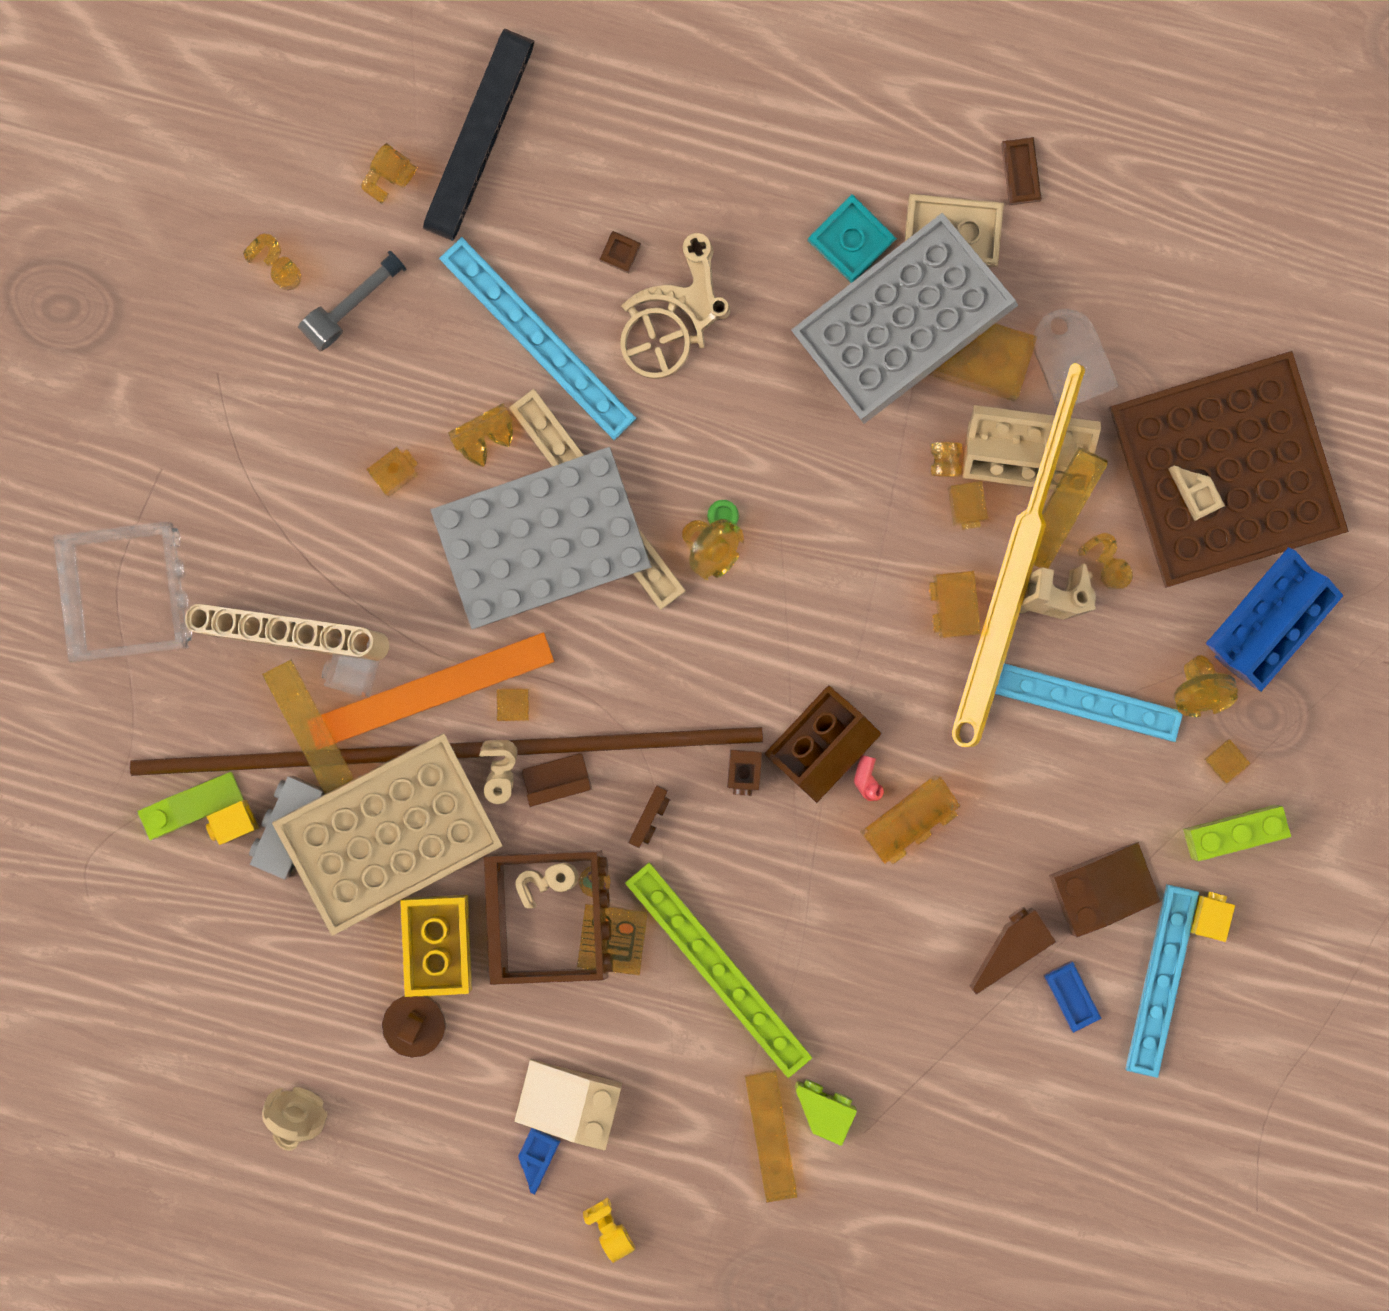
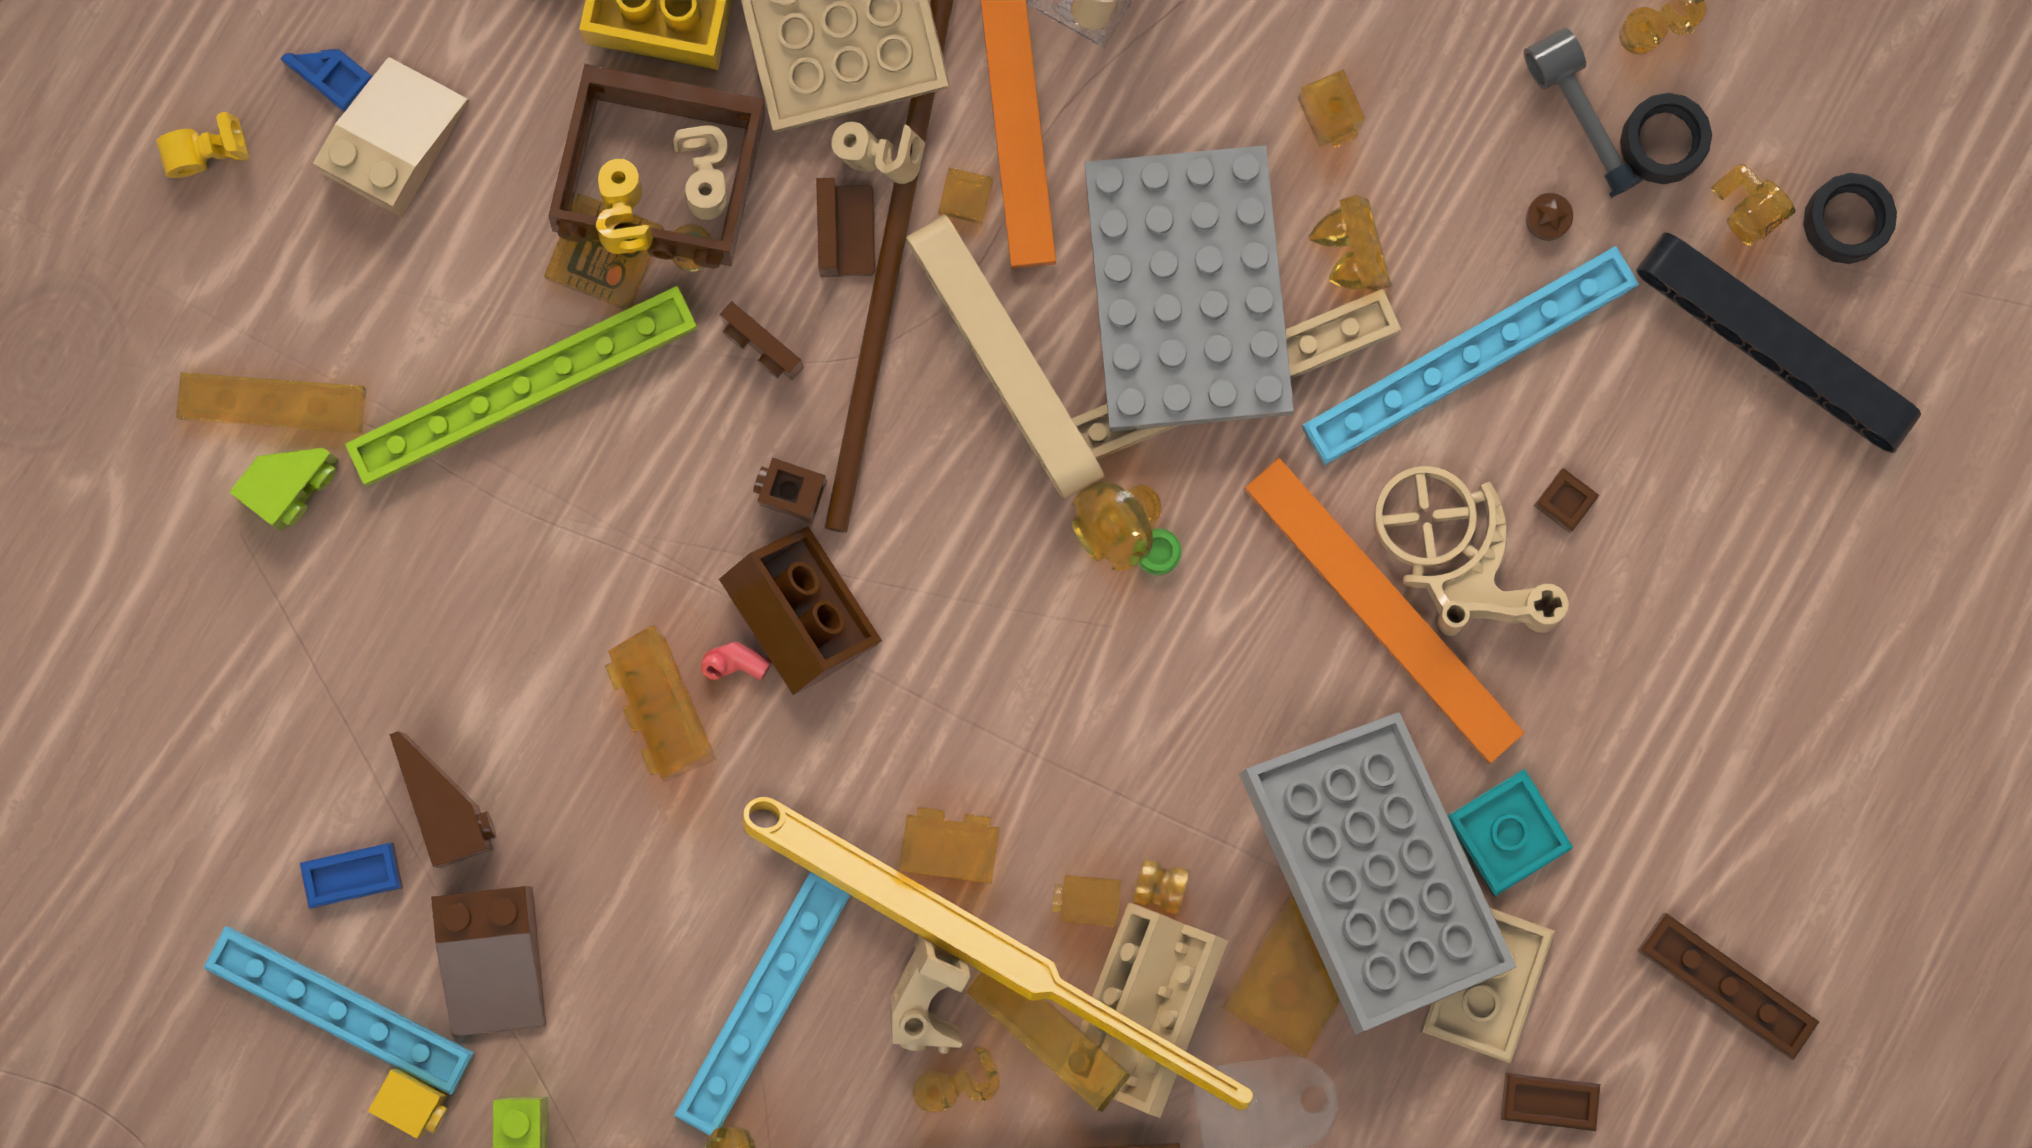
camera: 100 degrees right, 5 degrees down
(346, 219) = (1686, 110): none -> black tyre
(377, 81) = (1877, 197): none -> black tyre
(429, 307) = (1549, 216): none -> reddish brown tile
(575, 936) = (620, 192): none -> yellow leg
(619, 649) = (1004, 357): none -> tan beam
(725, 356) = (1384, 611): none -> orange tile
(916, 72) = (1728, 986): none -> reddish brown tile

